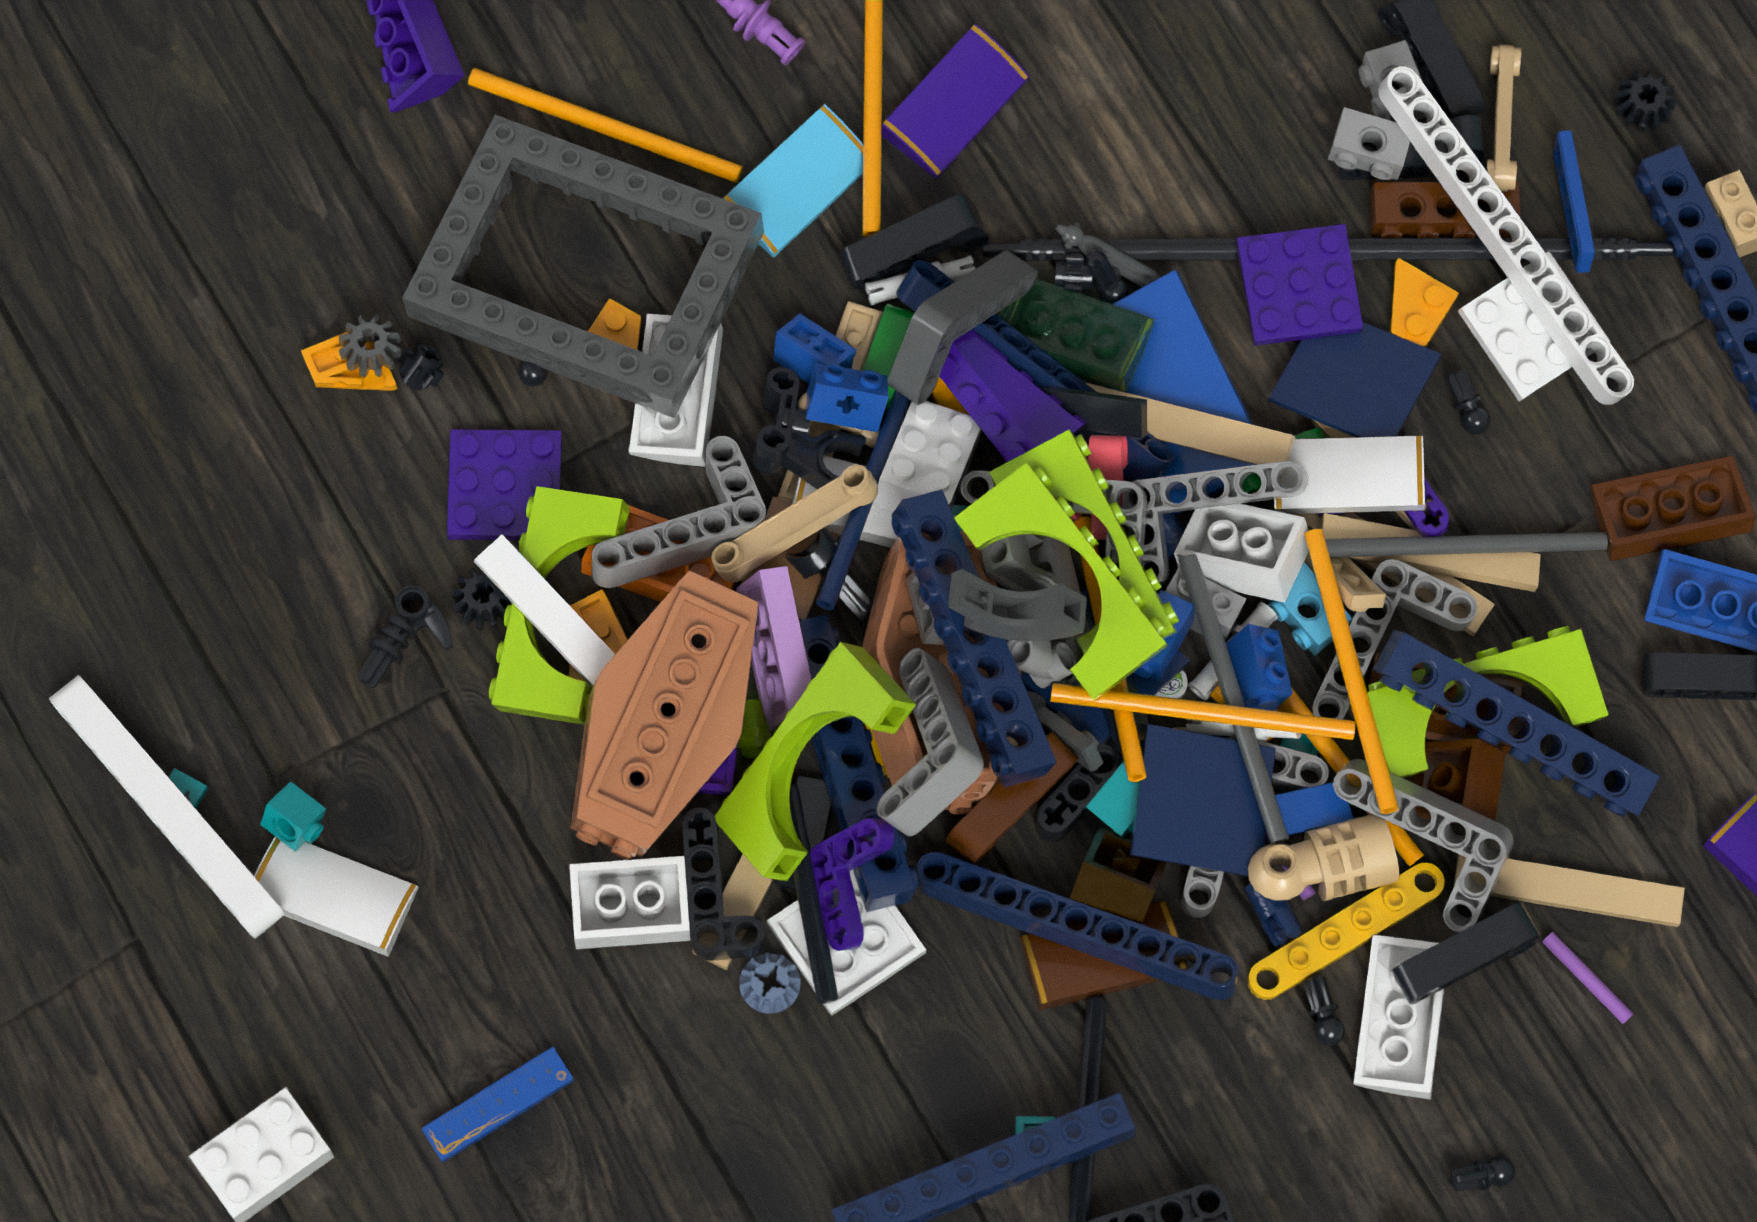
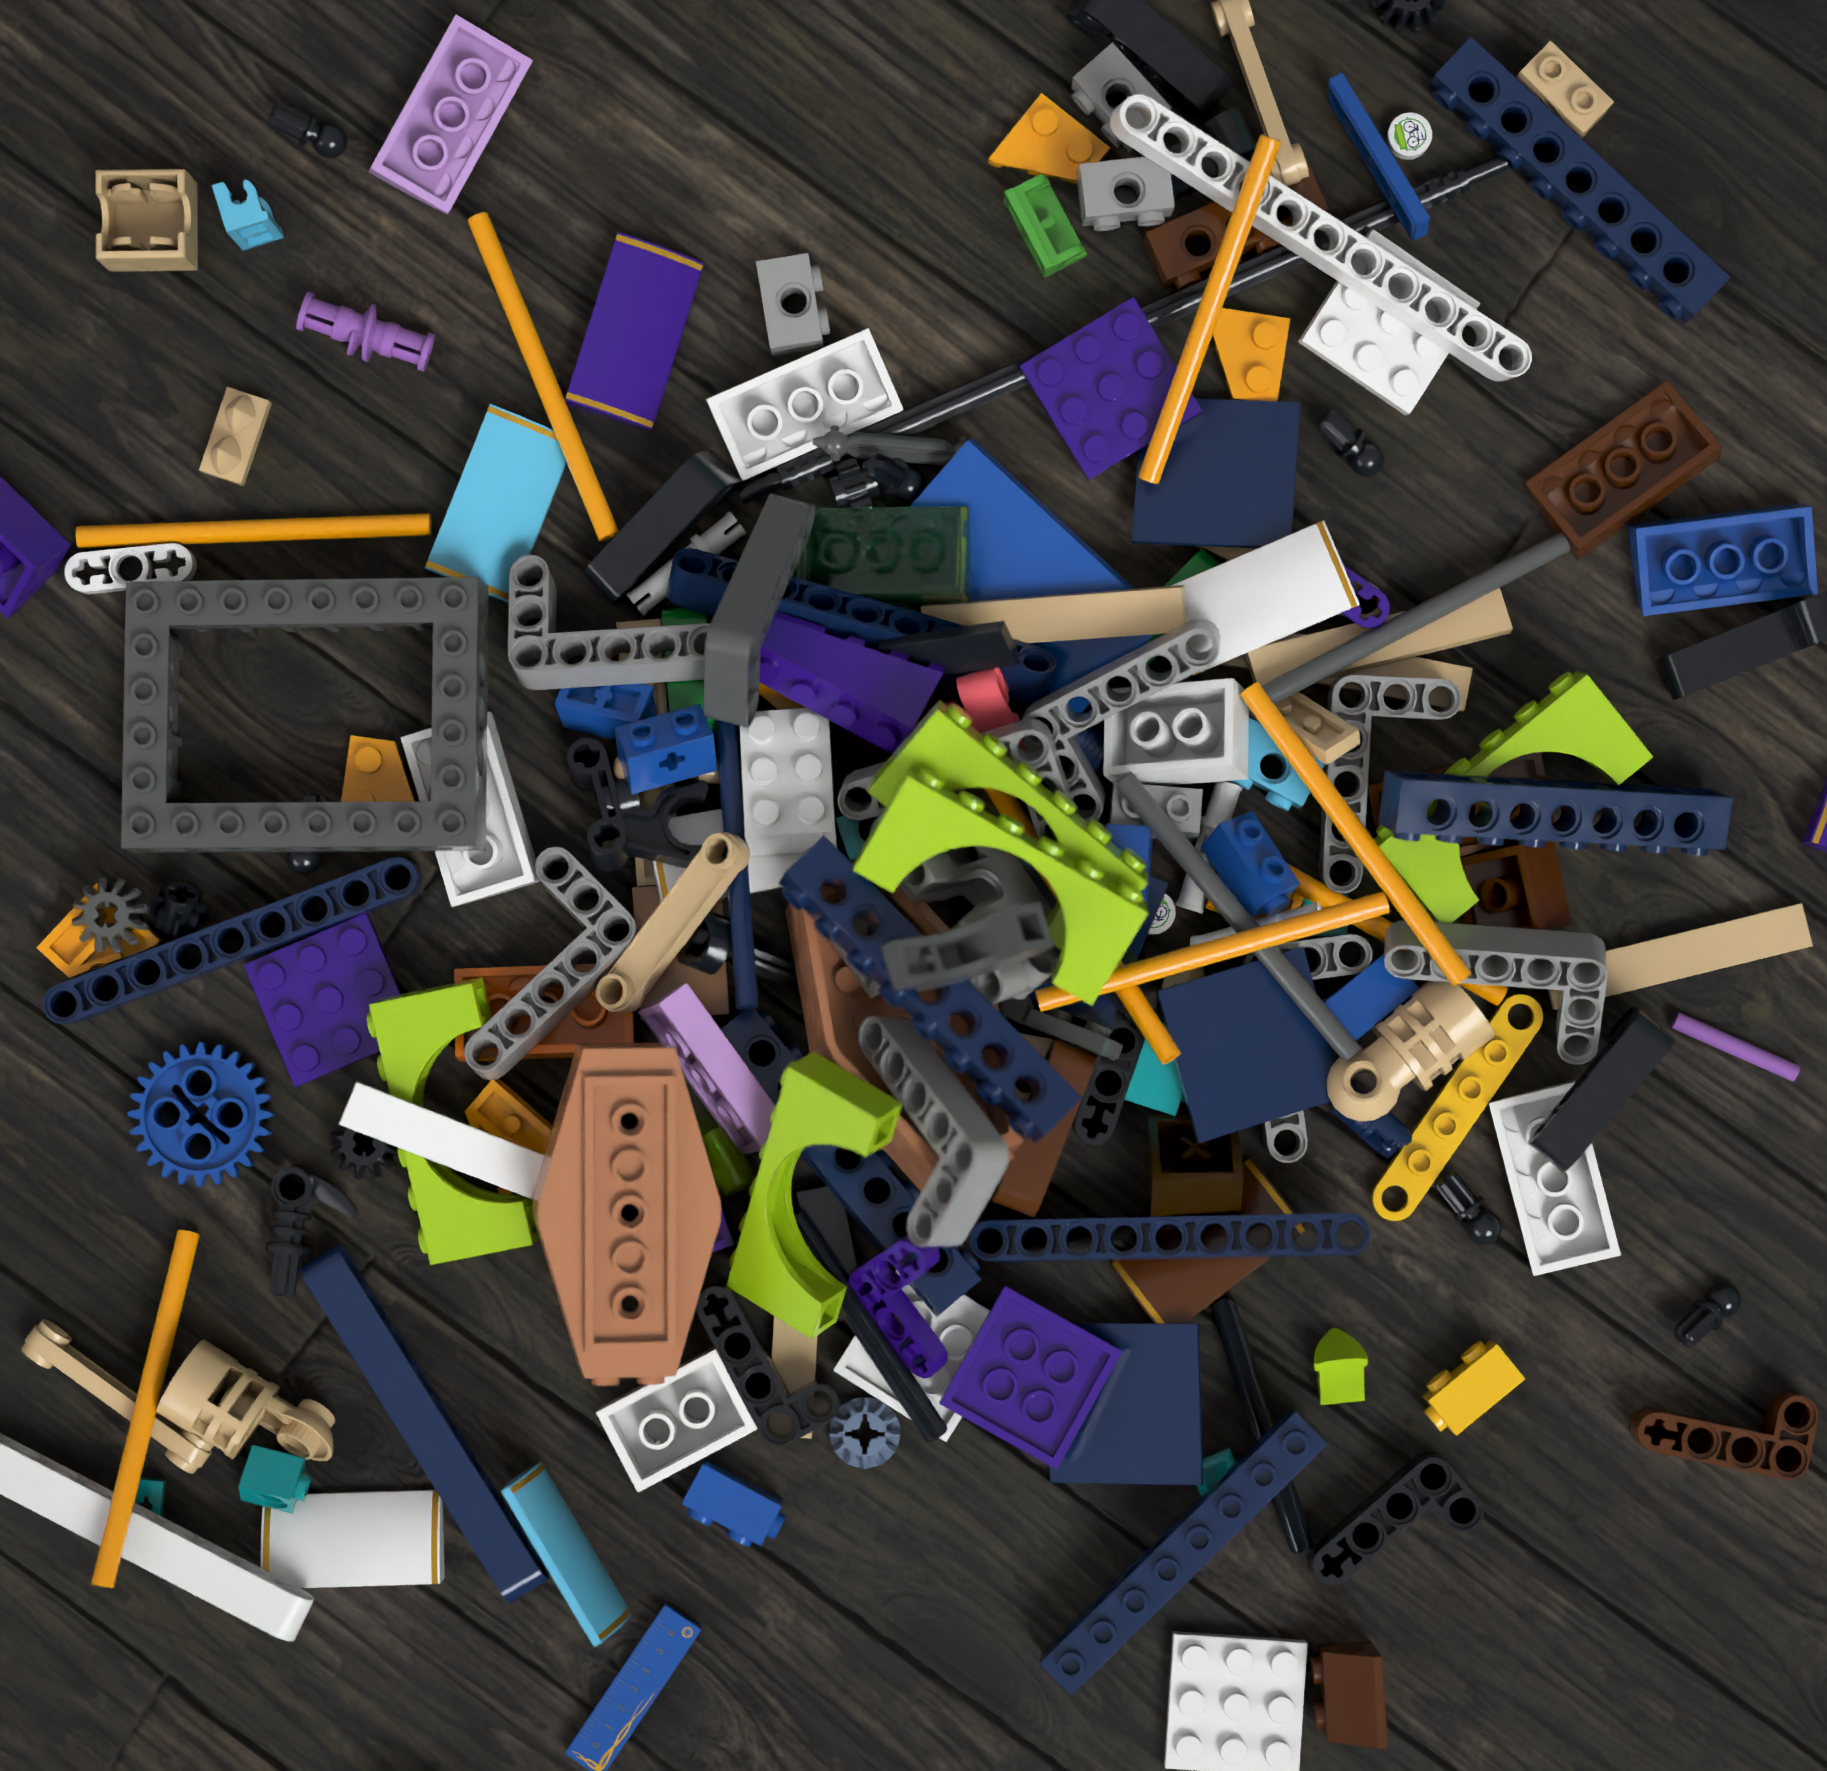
camera: 20 degrees left, 15 degrees up
(221, 718) = (145, 1409): none -> light orange piece
(237, 766) = (50, 1347): none -> tan piece
(292, 746) = (245, 1406): none -> tan cylinder
(398, 513) = (174, 1142): none -> blue gear
(429, 828) = (424, 1423): none -> dark blue beam
(437, 397) = (211, 941): none -> dark blue beam
(478, 96) = (96, 559): none -> white beam
(496, 968) = (566, 1553): none -> medium azure slope
(622, 54) = (235, 436): none -> tan tile
(643, 989) = (735, 1504): none -> blue brick
(819, 309) = (597, 646): none -> light grey beam
(921, 986) = (1030, 1376): none -> dark purple plate
(986, 1043) = (1147, 1412): none -> dark blue piece
(1035, 199) = (791, 405): none -> white slope
(1087, 108) = (784, 278): none -> light grey brick
(1168, 1091) = (1340, 1368): none -> lime tile
(1267, 1150) = (1471, 1388): none -> yellow brick
(1298, 151) = (1043, 225): none -> bright green hinge
(1323, 94) = (1049, 143): none -> light orange wing
(1398, 247) = (1209, 308): none -> light orange piece
(1604, 201) = (1409, 136): none -> tile

